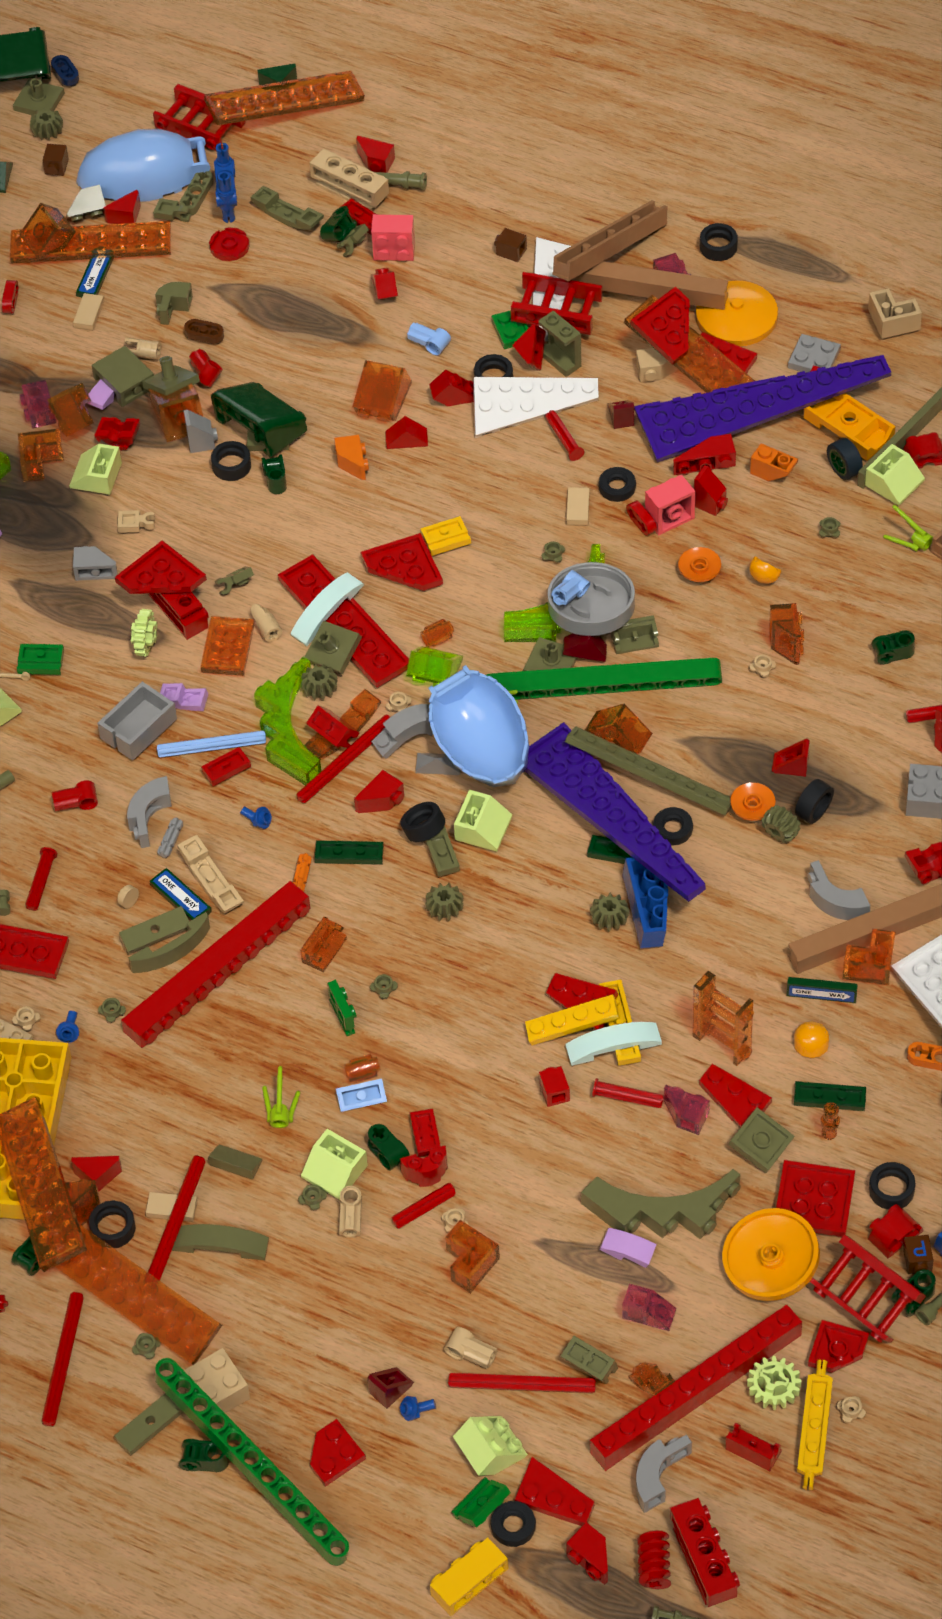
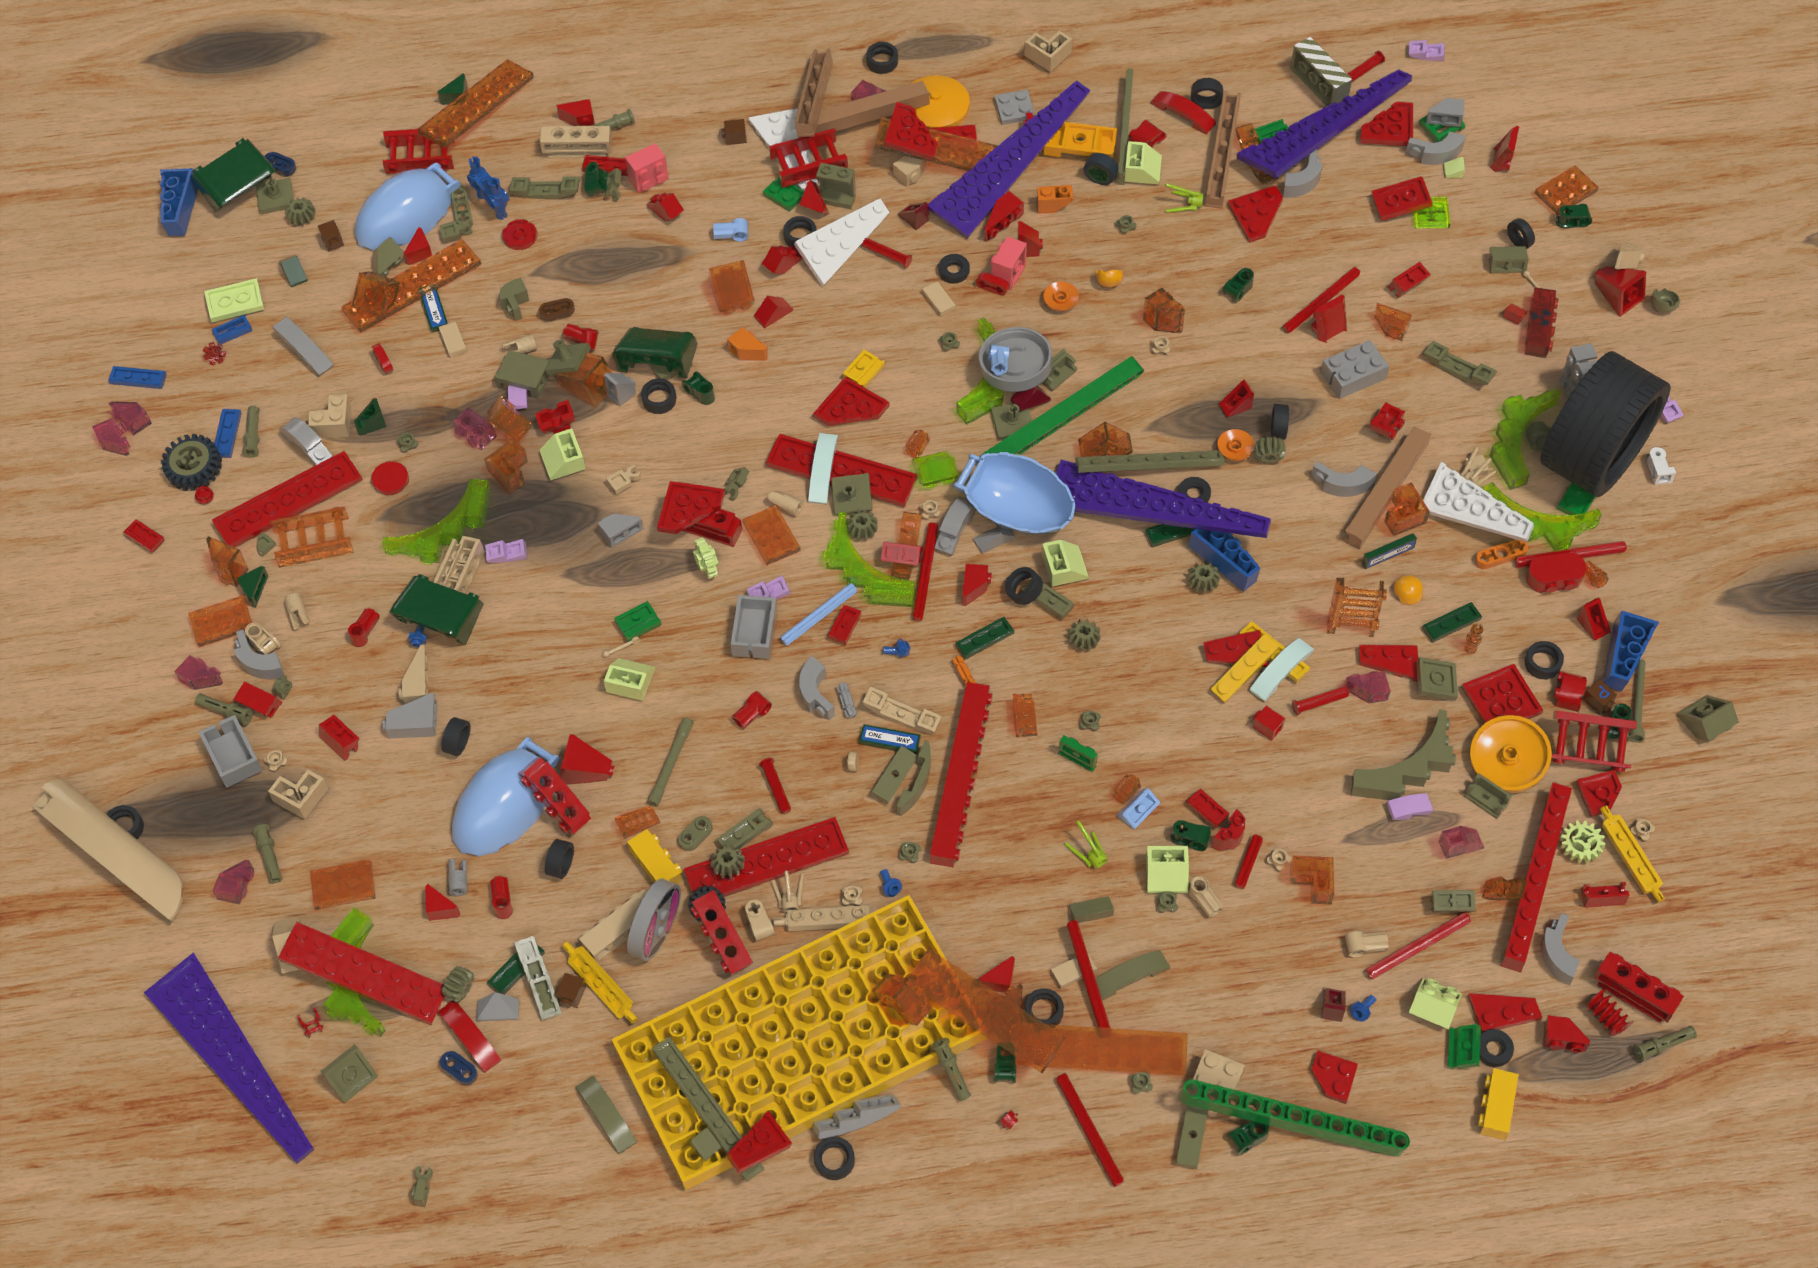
camera: 35 degrees left, 5 degrees up
(715, 1283) = (1488, 796): none -> olive hinge

